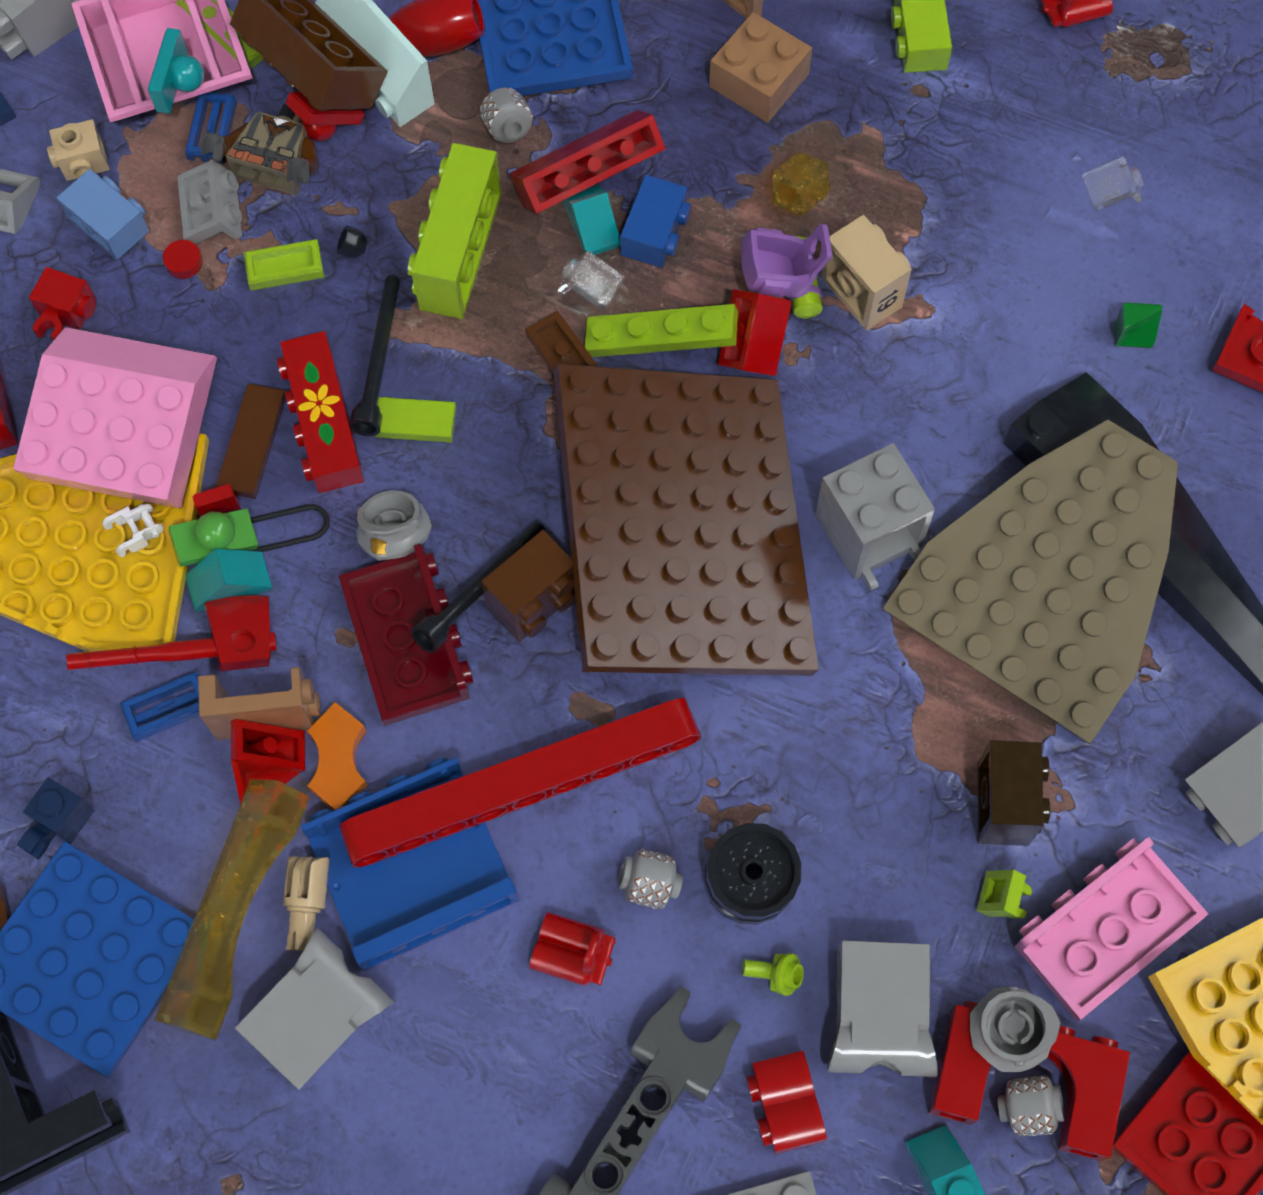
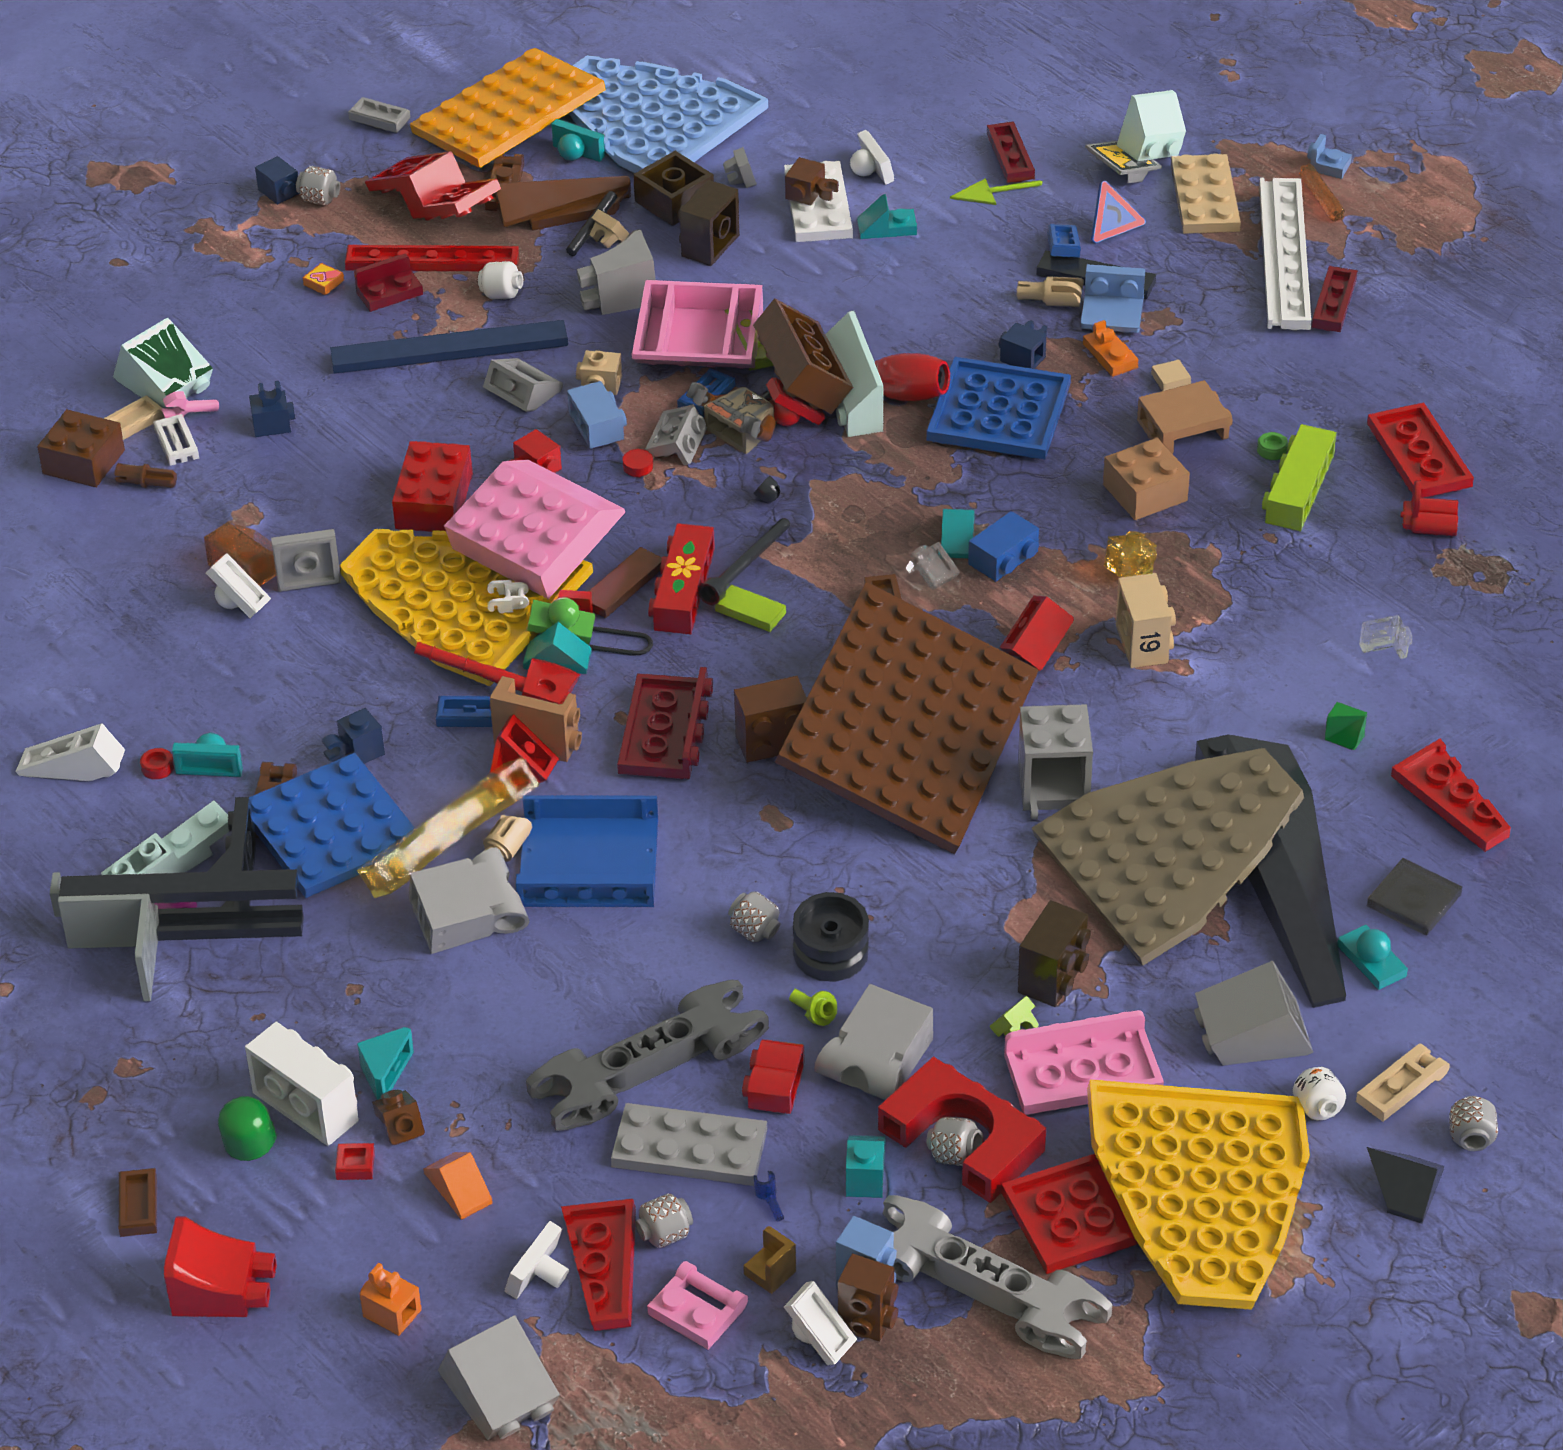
camera: 25 degrees right, 25 degrees down
(173, 71) = (693, 336): teal tile -> none
(284, 264) = (710, 489): lime tile -> none
(337, 742) = (577, 771): orange tile -> none
(392, 525) = (691, 653): light grey hat -> none
(432, 631) = (681, 711): black piece -> none
(455, 230) = (847, 500): lime brick -> none
(506, 115) = (930, 448): light grey head -> none
(519, 782) = (697, 831): red beam -> none
(572, 950) = (673, 939): red piece -> none
(587, 161) = (974, 491): red brick -> none
(662, 330) = (970, 608): lime plate -> none
(786, 266) = (1083, 596): medium lavender piece -> none
(1013, 1029) = (965, 1078): light grey hat -> none

